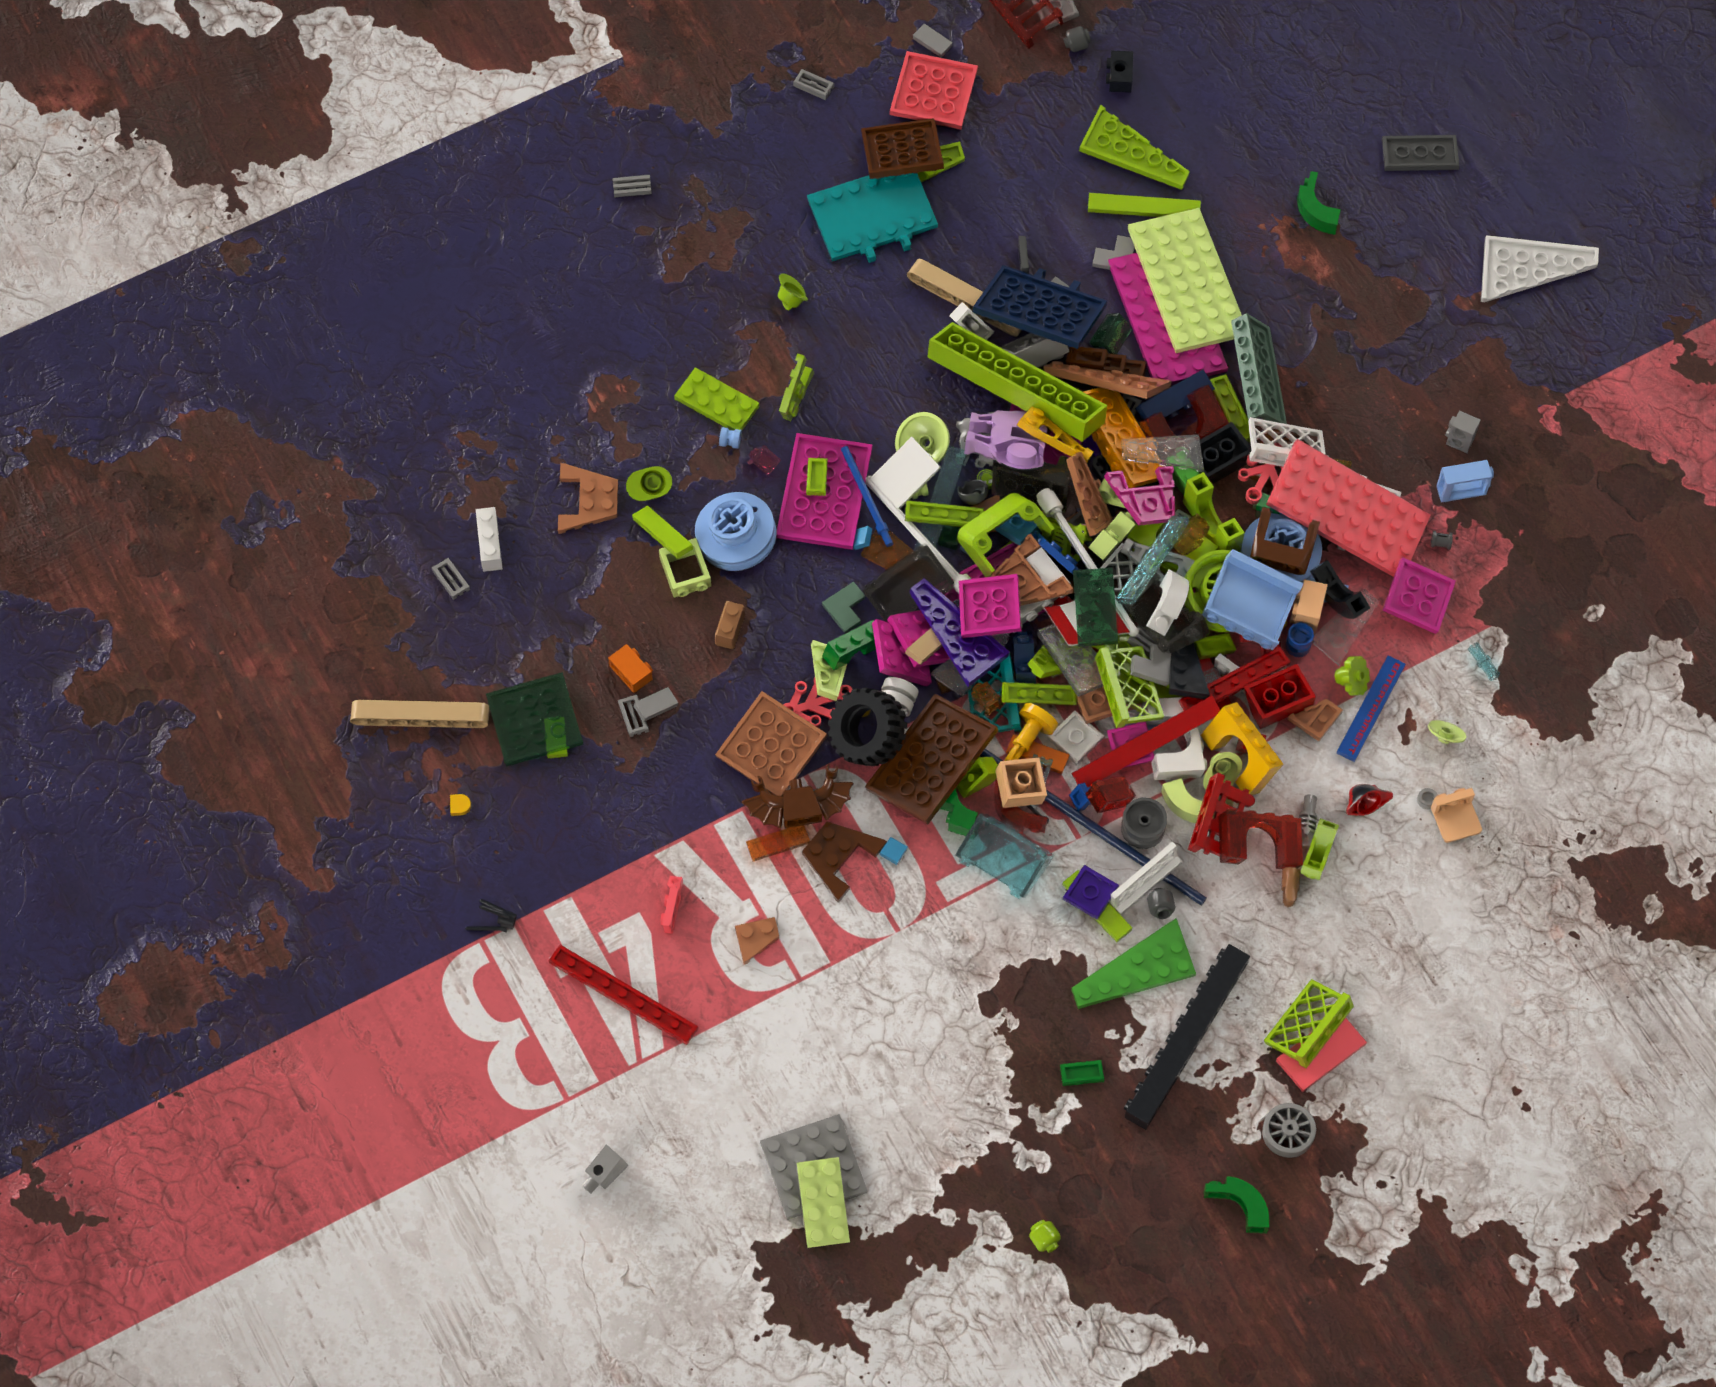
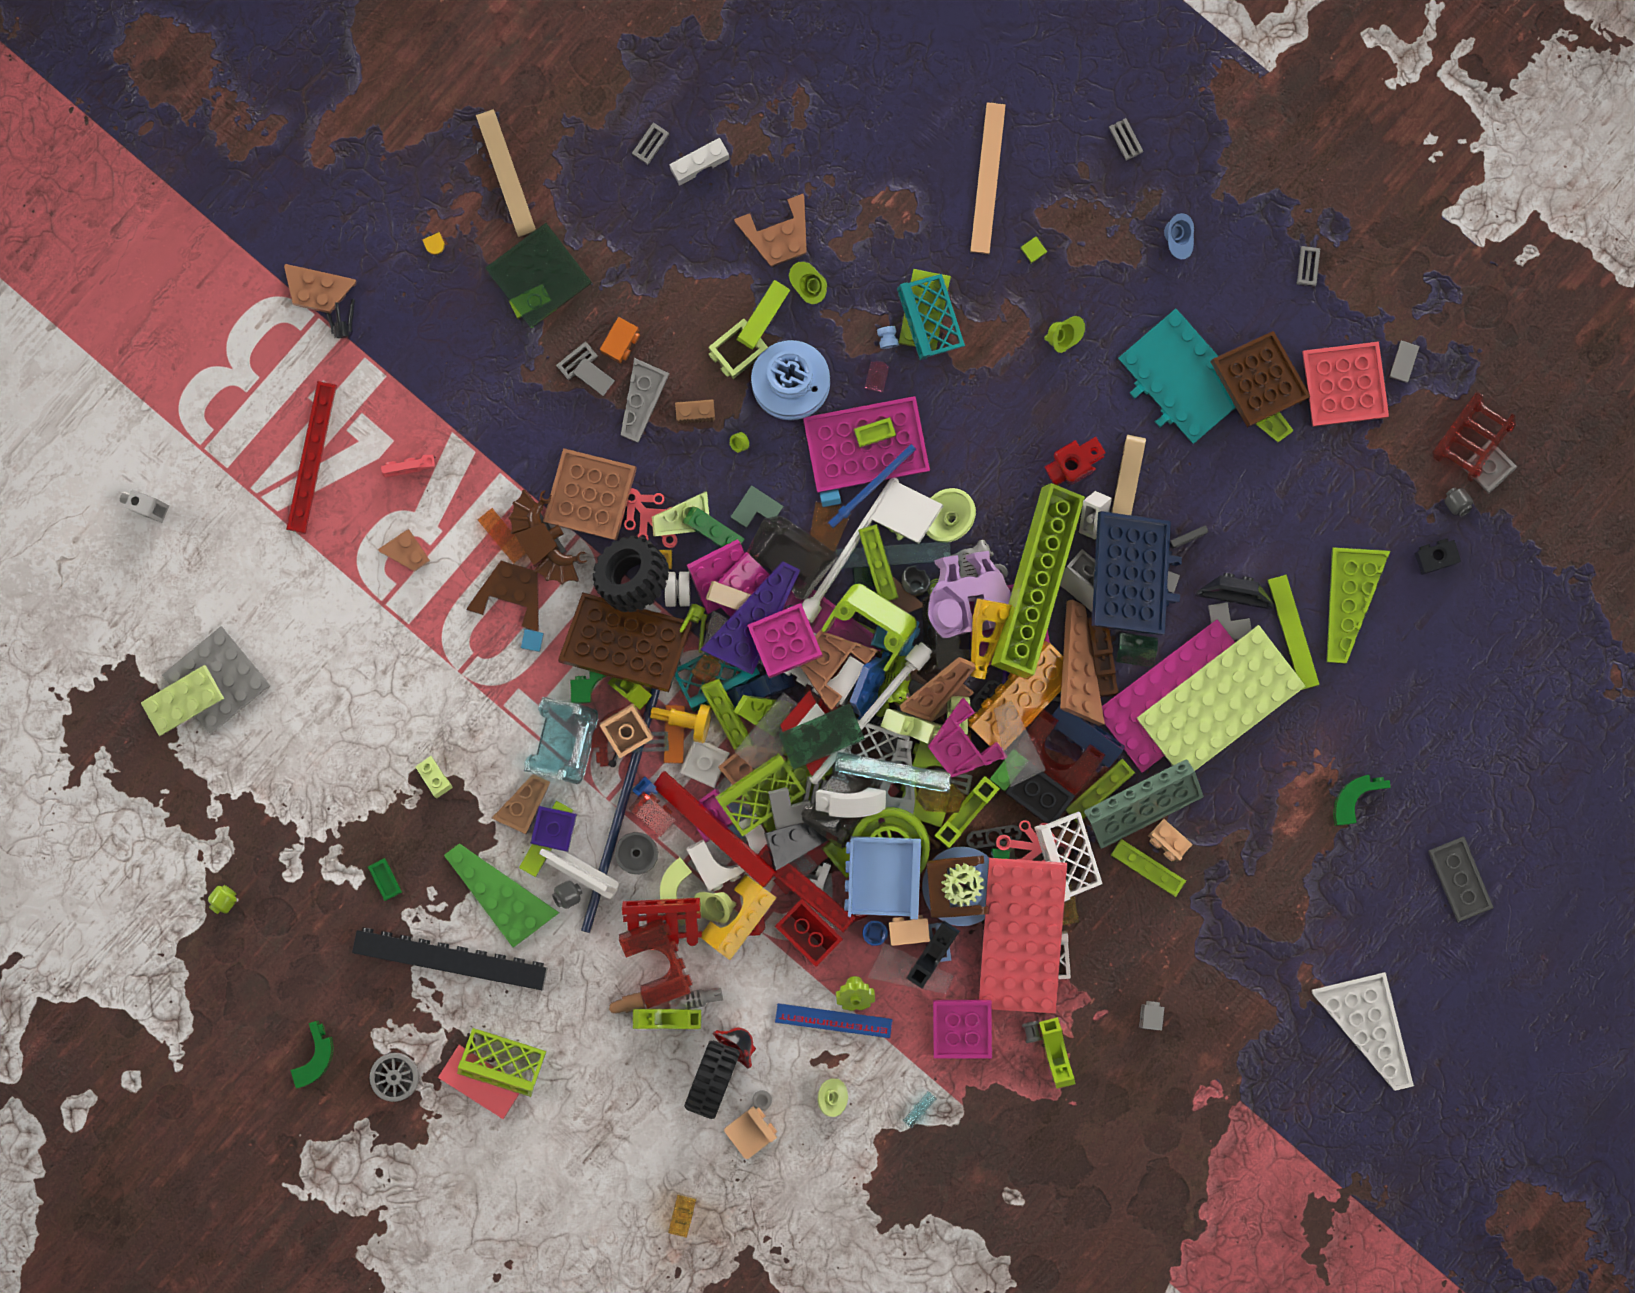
camera: 70 degrees right, 20 degrees up
(454, 929) = (316, 289): none -> nougat wing
(616, 307) = (987, 178): none -> light nougat tile
(694, 667) = (642, 398): none -> light grey wing
(700, 293) = (1033, 249): none -> lime tile
(726, 404) = (915, 322): none -> teal fence
(740, 170) = (1180, 236): none -> medium blue piece
(775, 598) = (739, 442): none -> lime tile
(797, 388) = (954, 379): lime wing -> none
(912, 324) = (1080, 455): none -> red piece
(927, 692) = (696, 614): none -> lime plant
(996, 987) = (433, 777): none -> yellowish green plate
(1055, 913) = (523, 805): none -> medium nougat wing
(1089, 235) = (1237, 591): none -> black wedge
(1240, 503) = (978, 834): none -> dark grey beam
(1285, 529) = (970, 878): none -> yellowish green gear
(1302, 367) = (1169, 840): none -> light nougat bracket
(1316, 719) = (803, 974): nougat wing -> none
(1319, 394) = (1148, 868): none -> lime tile
(1396, 821) = (712, 1079): none -> black tyre
(1464, 481) = (1099, 1035): light blue window -> none
(1470, 526) = (1056, 1053): none -> lime arch
(1519, 905) = (682, 1215): none -> clear yellow brick

